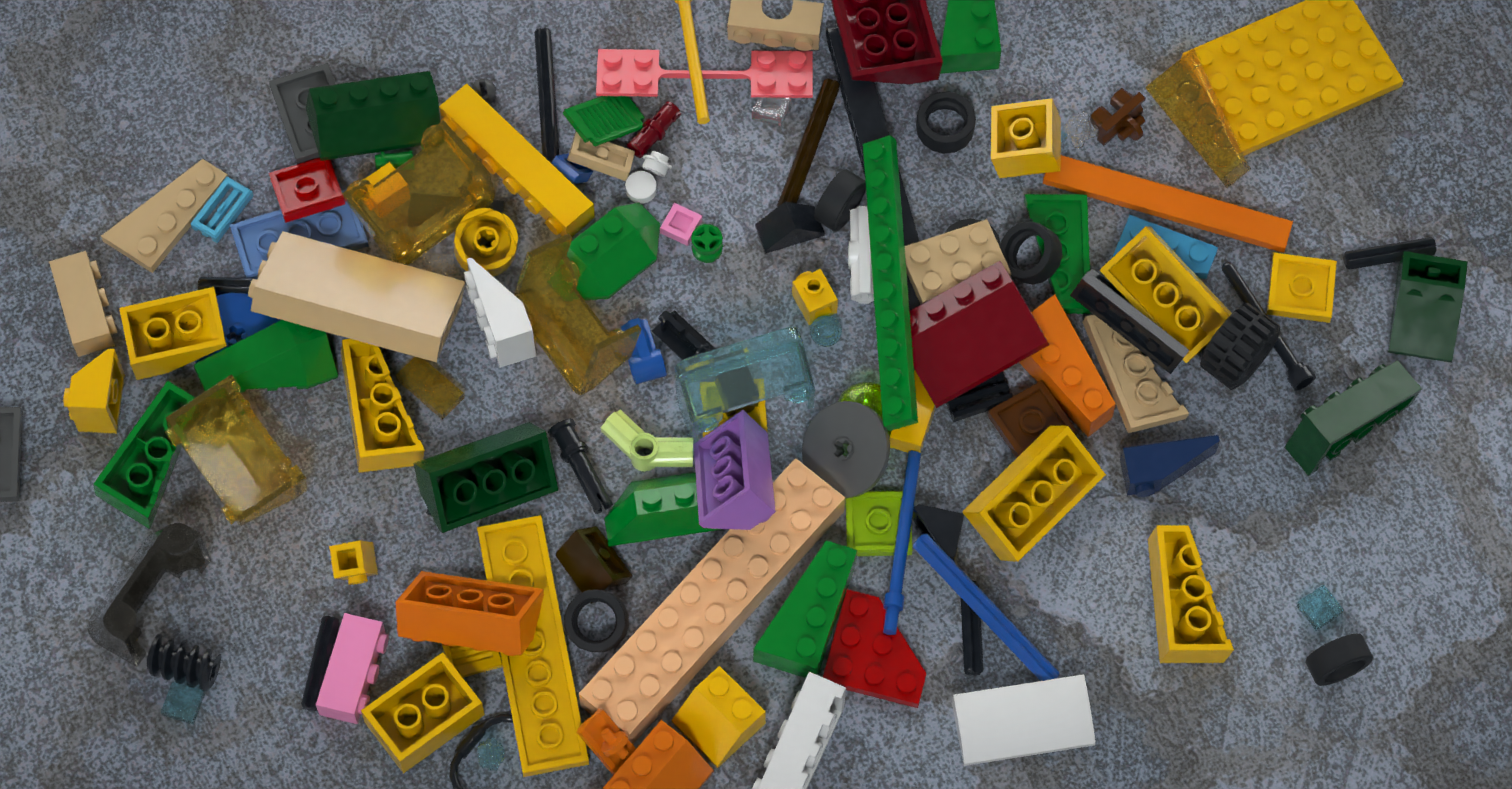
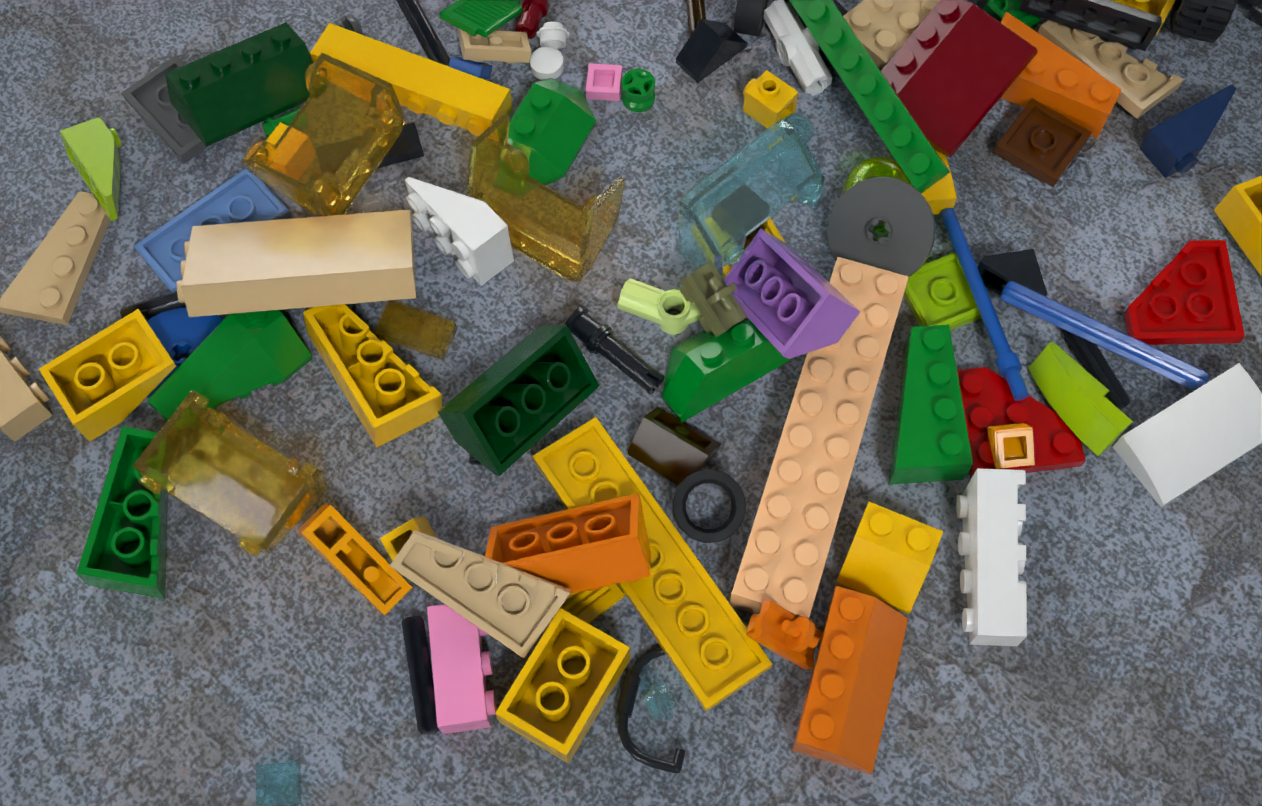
camera: 20 degrees left, 0 degrees up
(96, 394) = (46, 472): yellow slope -> none
(165, 550) = (193, 614): clear smoke windscreen -> none
(182, 664) = (259, 740): black piece -> none
(226, 135) = (96, 158): none -> lime slope
(231, 216) = (126, 236): medium azure tile -> none
(305, 554) = (354, 558): none -> light orange slope
(306, 189) = (203, 181): red tile -> none
(392, 619) = (487, 593): none -> tan wing
(493, 227) = (415, 146): yellow brick -> none
(646, 360) = (634, 221): blue piece -> none
(673, 455) = (713, 299): none -> olive hips
(680, 336) = (655, 188): black hinge -> none
(860, 667) = (1011, 445): none -> light orange slope
(936, 653) = (1078, 399): none -> lime slope
(984, 406) = (992, 121): black tile -> none
(1034, 493) = (1091, 203): yellow brick -> none
(1078, 607) = (1189, 300): none -> red plate

